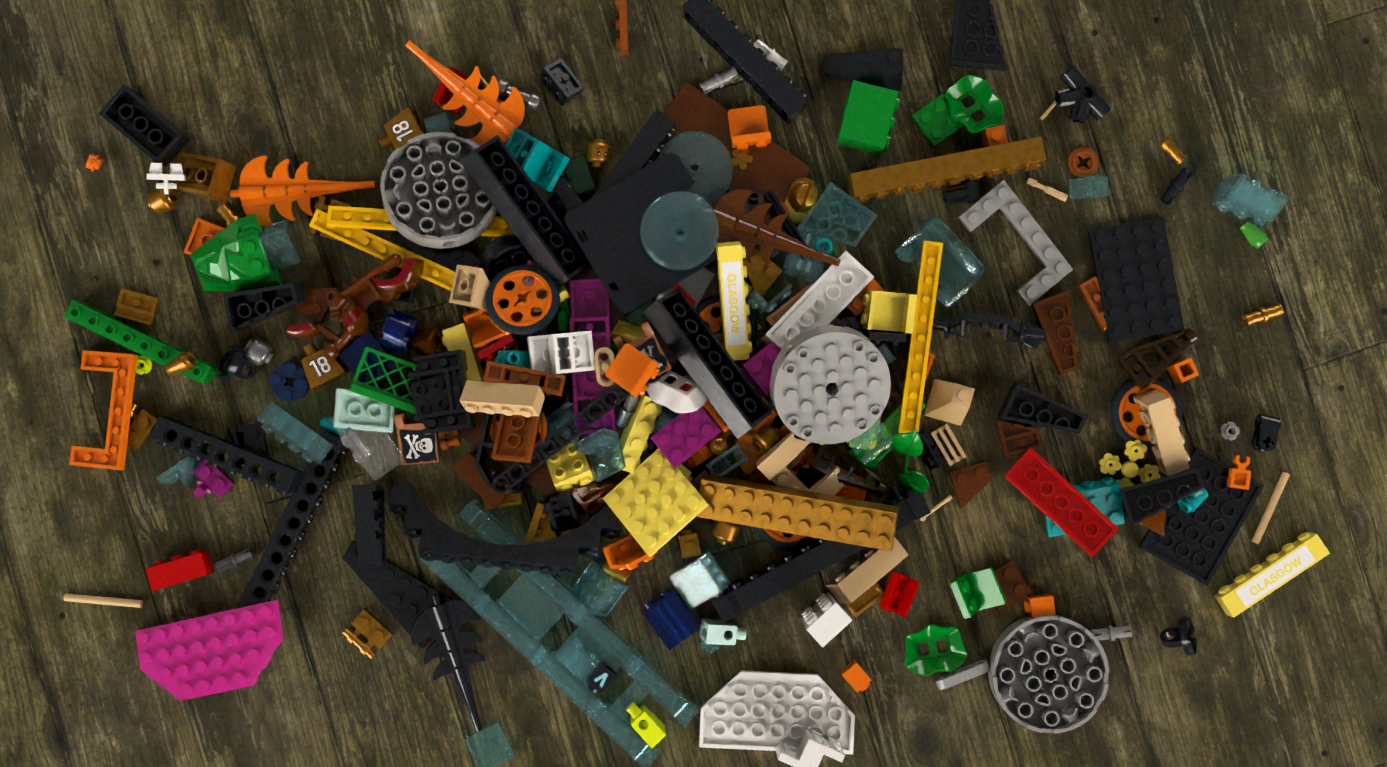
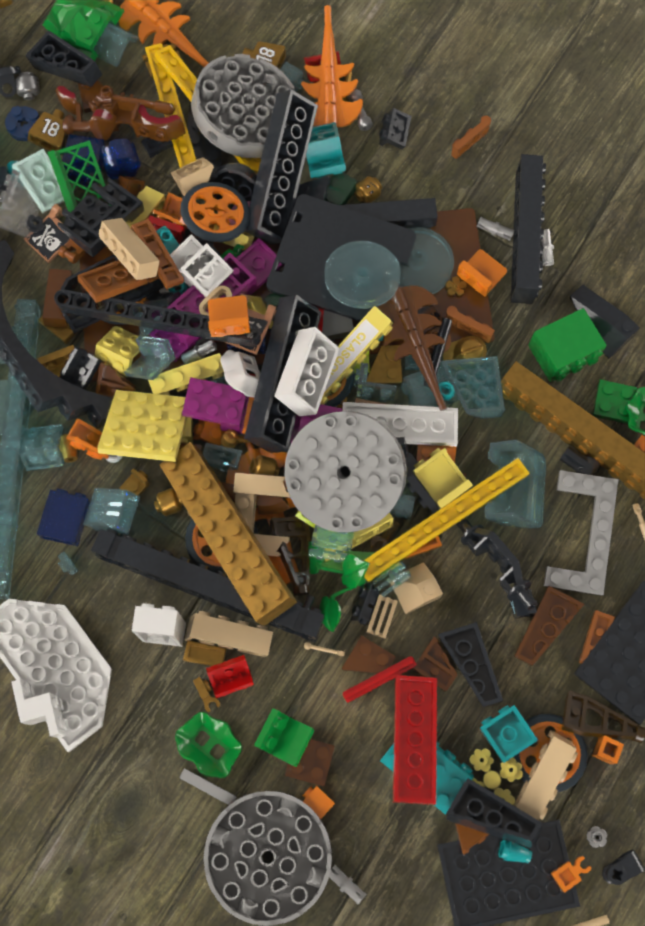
camera: 50 degrees right, 15 degrees down
(393, 447) = (34, 228): none -> black plate
(713, 632) = (78, 556): light aqua torso -> none
(726, 346) = (307, 372): none -> white brick
(783, 177) = (469, 325): none -> dark orange plate
(856, 676) = (134, 700): orange brick -> none
(891, 621) = (203, 689): none -> pearl gold plate
(931, 413) = (394, 575): none -> clear light blue arm
(992, 487) = (379, 679): none -> red axle
(1110, 430) = (508, 733): none -> teal plate

